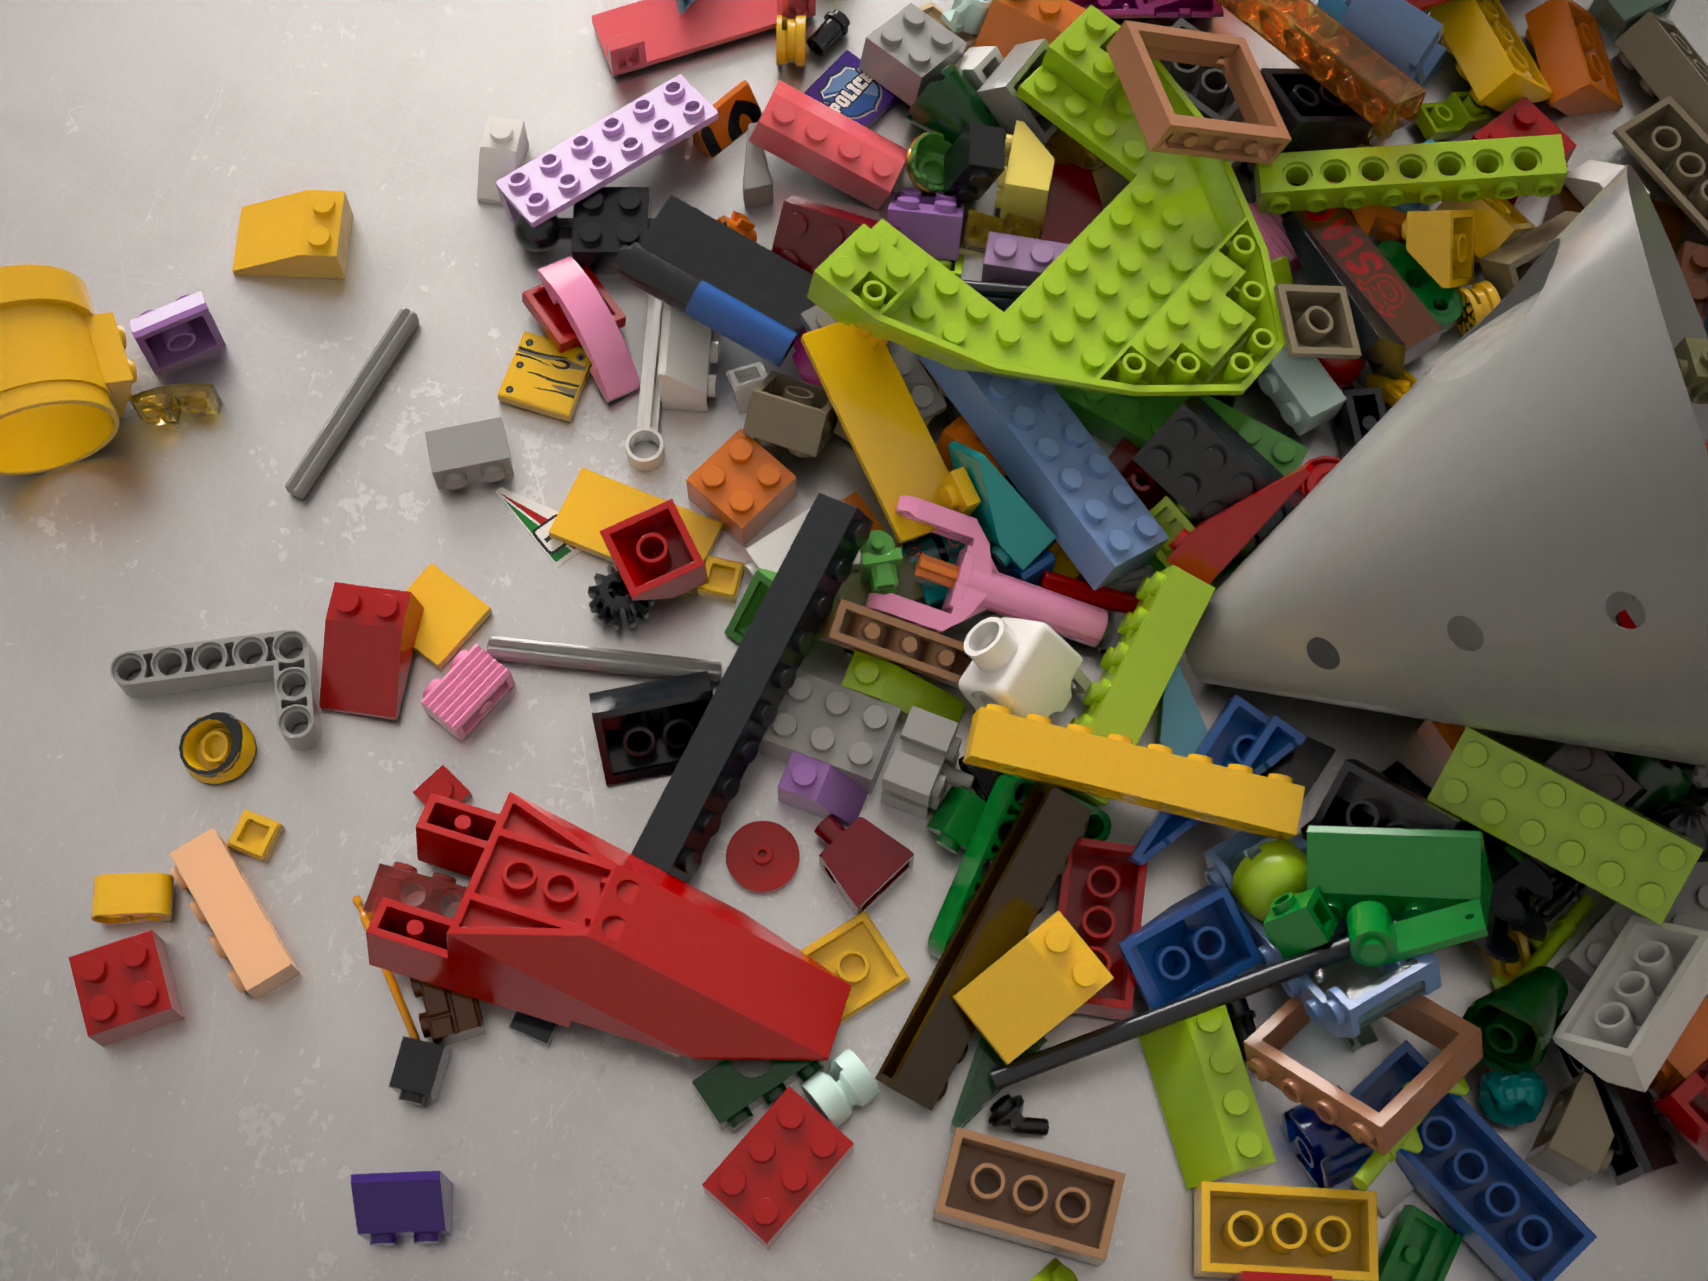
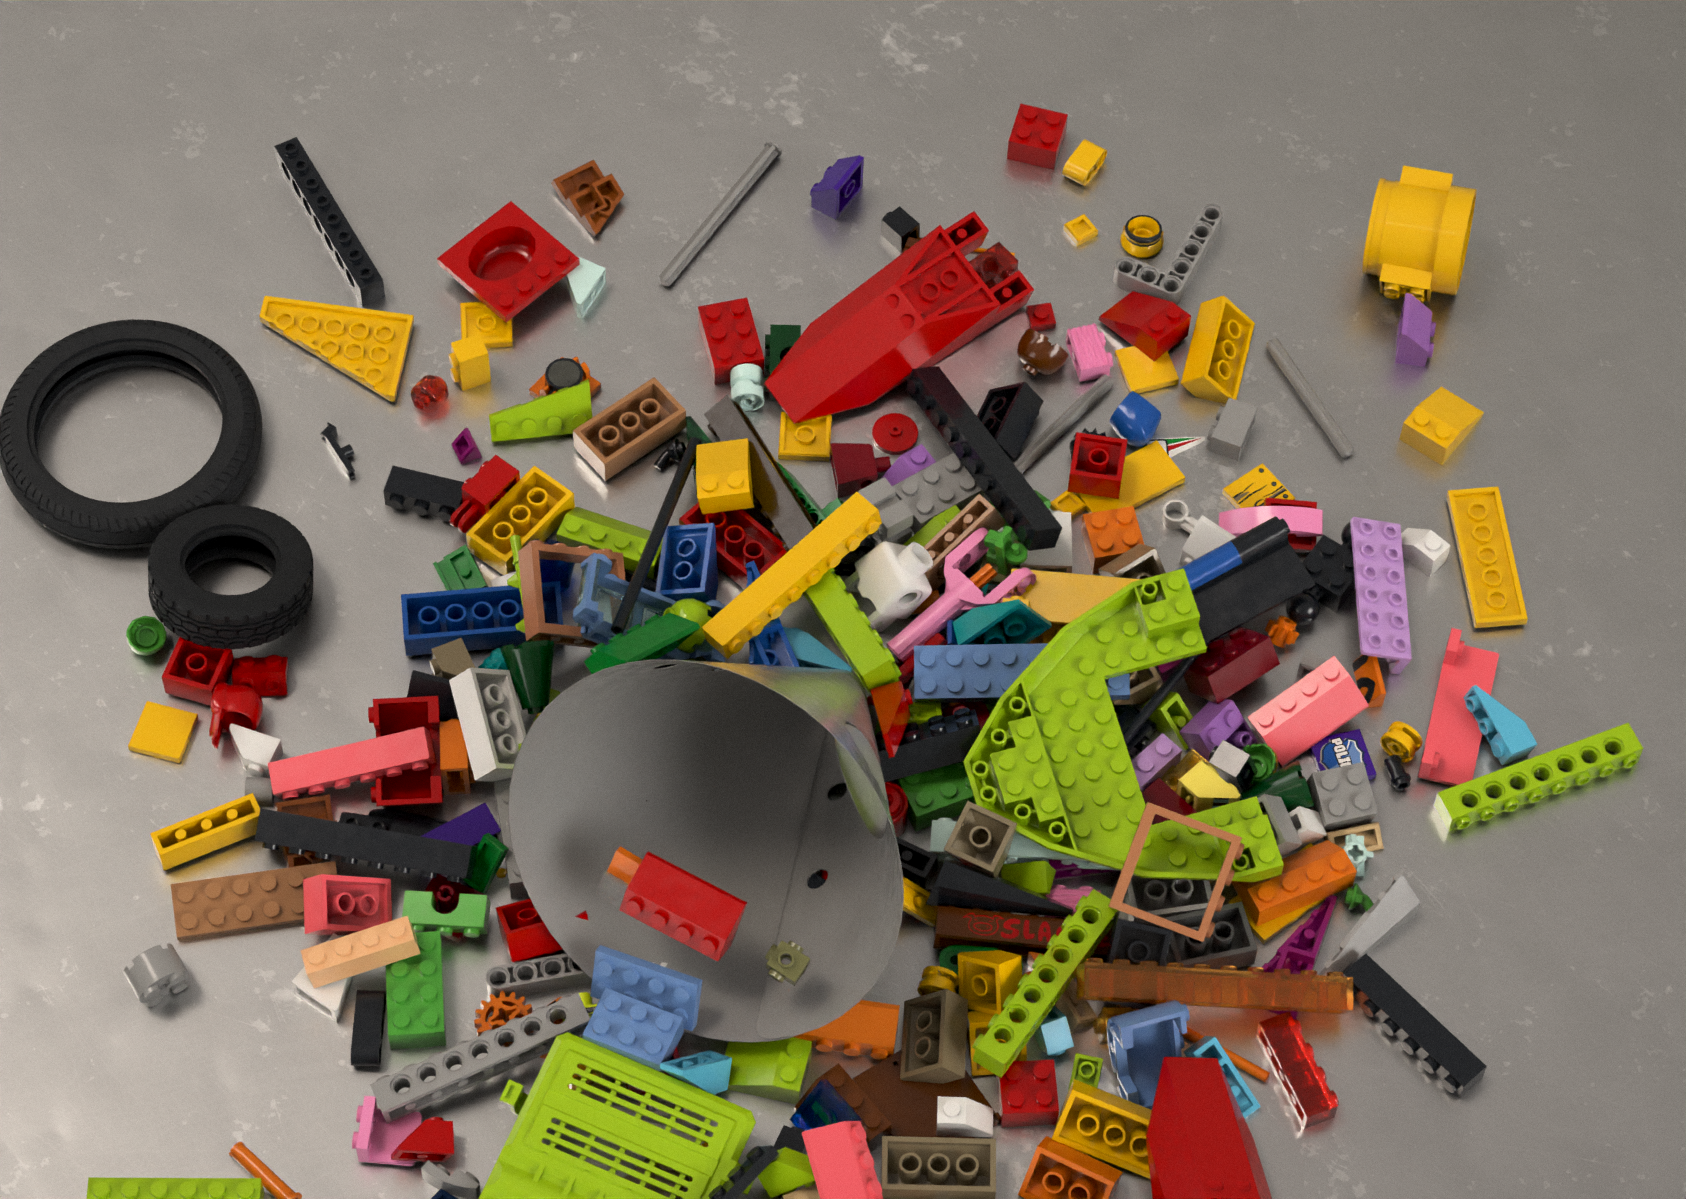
camera: 125 degrees right, 10 degrees down
(167, 402) = (1366, 316): clear yellow slope -> none
(234, 915) = (1042, 197): light nougat brick -> none
(357, 542) = (1217, 351): none -> yellow slope
(461, 94) = (1486, 557): none -> yellow plate
(516, 743) = (1039, 354): none -> reddish brown cylinder
(544, 567) = (1135, 420): none -> blue piece
(1299, 922) = (657, 598): green brick -> none
(1380, 941) = (613, 604): green door -> none

